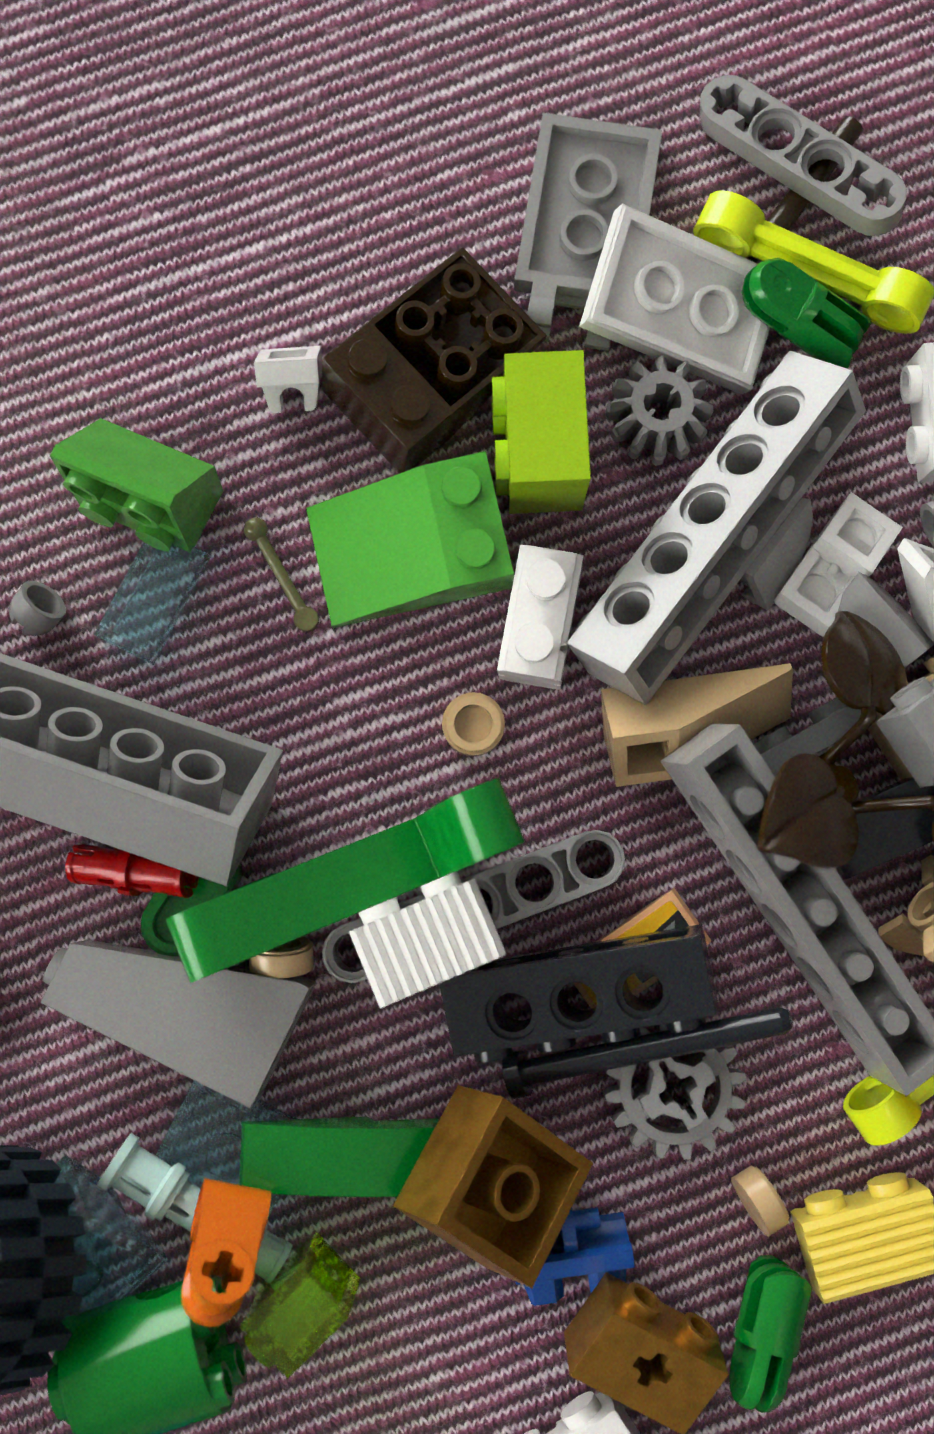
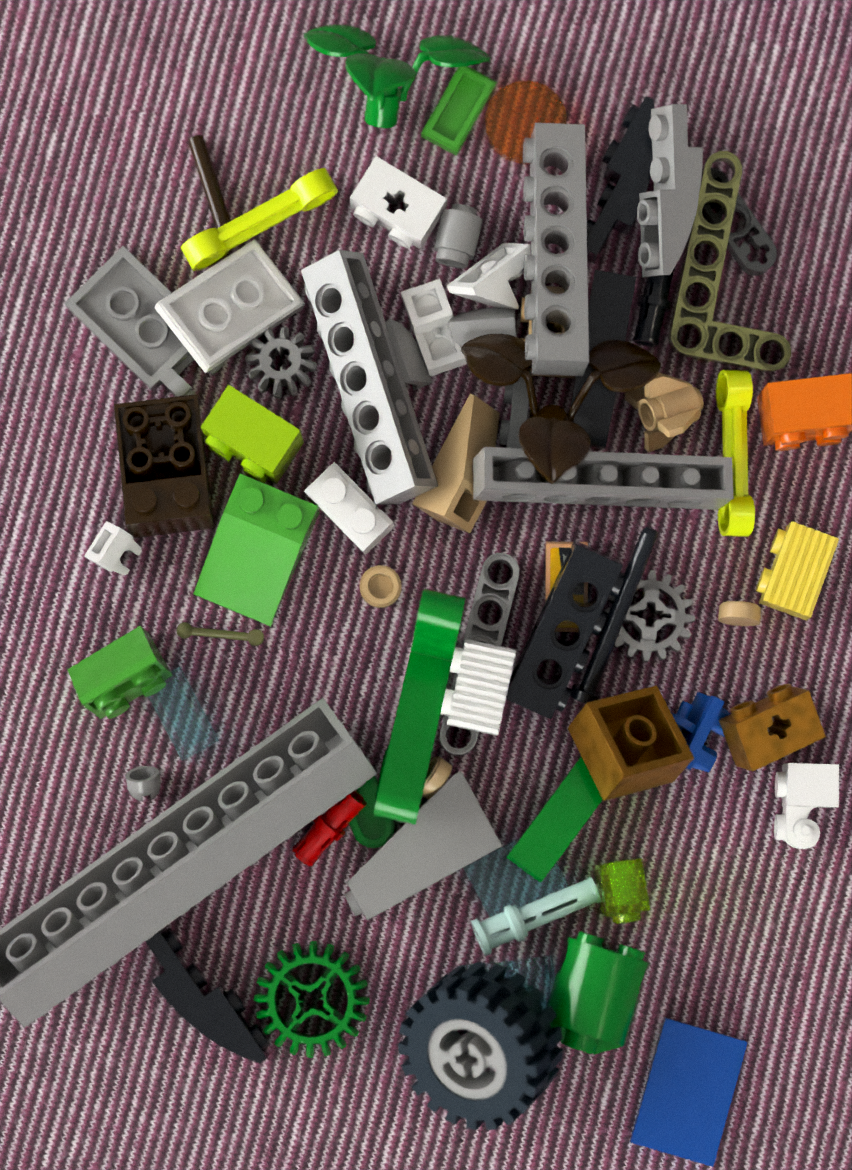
camera: 65 degrees left, 0 degrees up
(224, 1243) = (564, 903): orange piece -> none
(767, 1333) = (809, 658): green arm -> none
(804, 311) = (285, 245): green arm -> none
(808, 146) = (193, 177): light grey beam -> none

